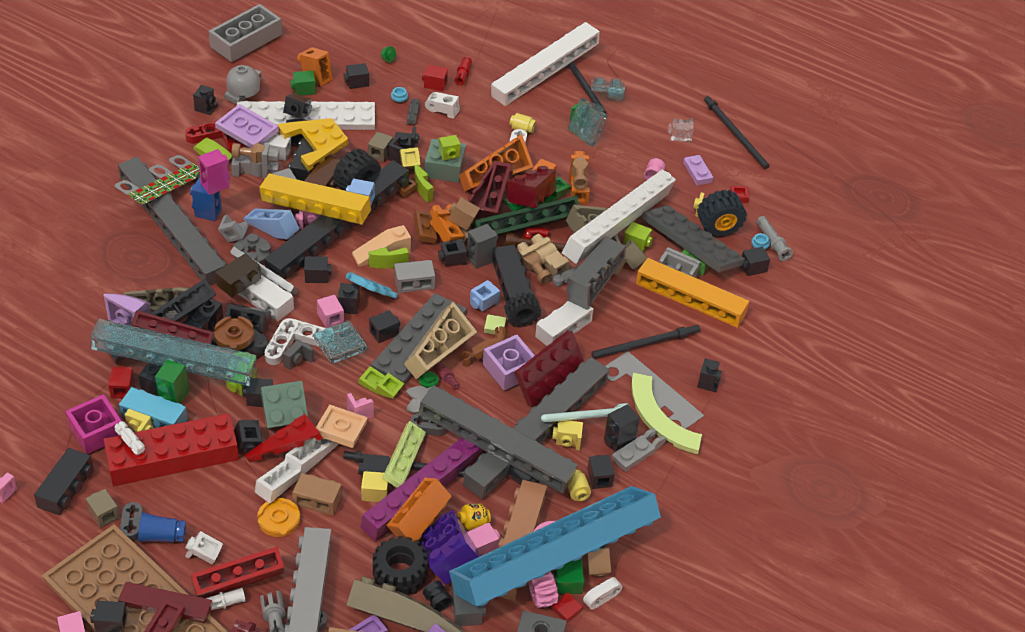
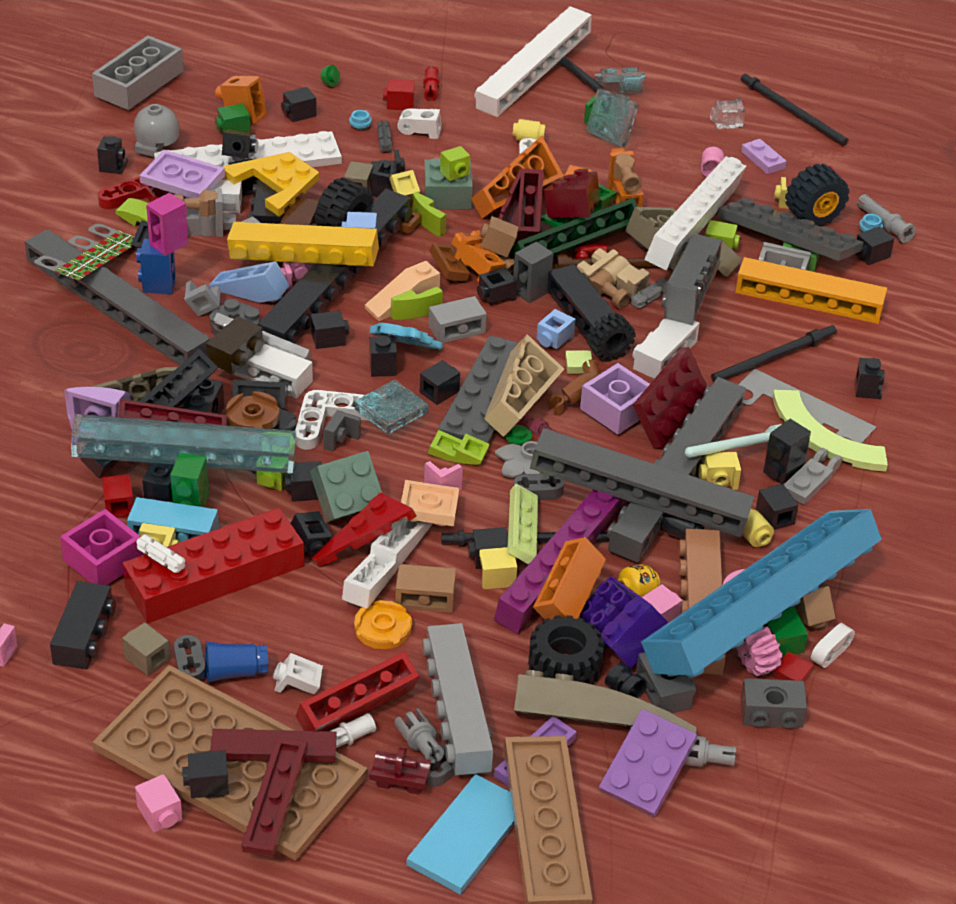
camera: 10 degrees left, 5 degrees down
(330, 311) = (363, 374): bright pink brick -> none

